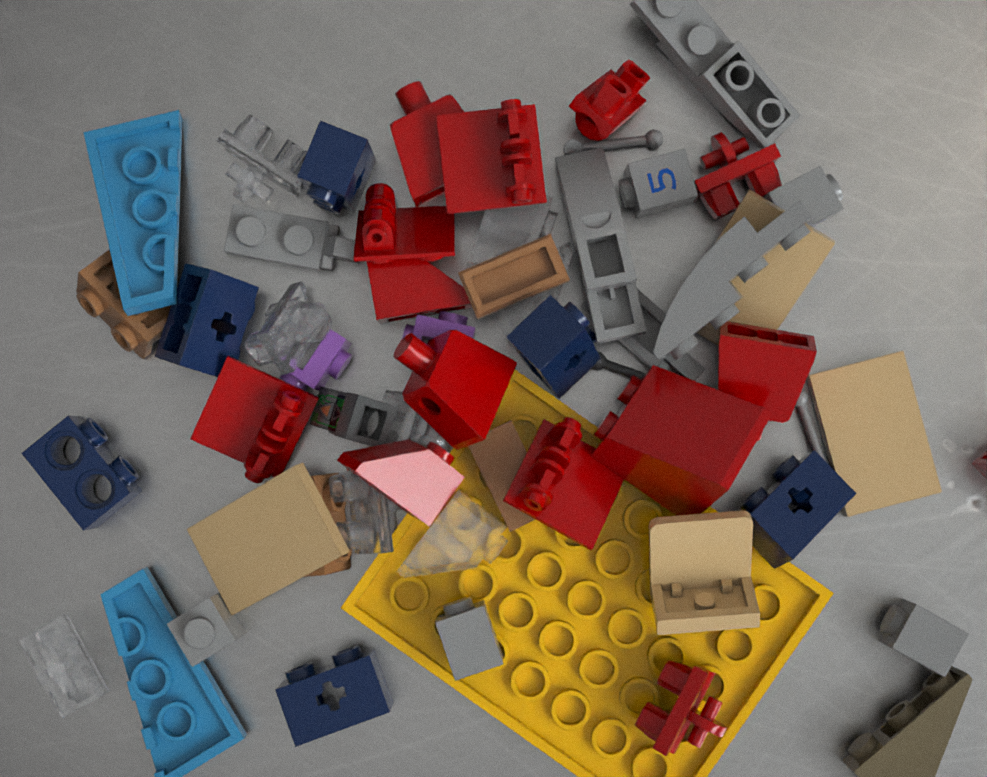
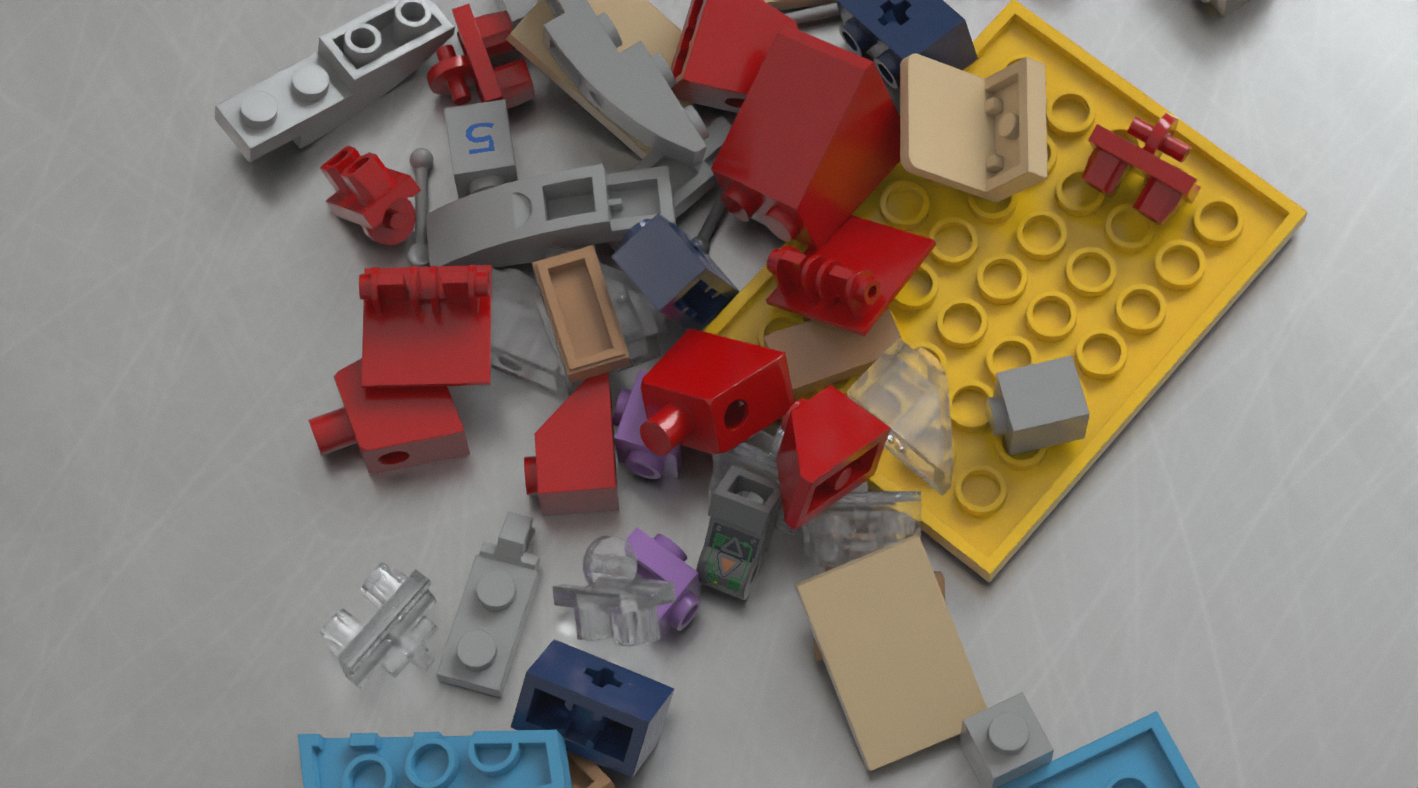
camera: 85 degrees left, 20 degrees down
(254, 419) = (729, 663): red hinge -> none
(316, 716) = (1108, 557): dark blue brick -> none
(336, 168) = (411, 518): dark blue brick -> none
(401, 233) = (504, 452): red hinge -> none

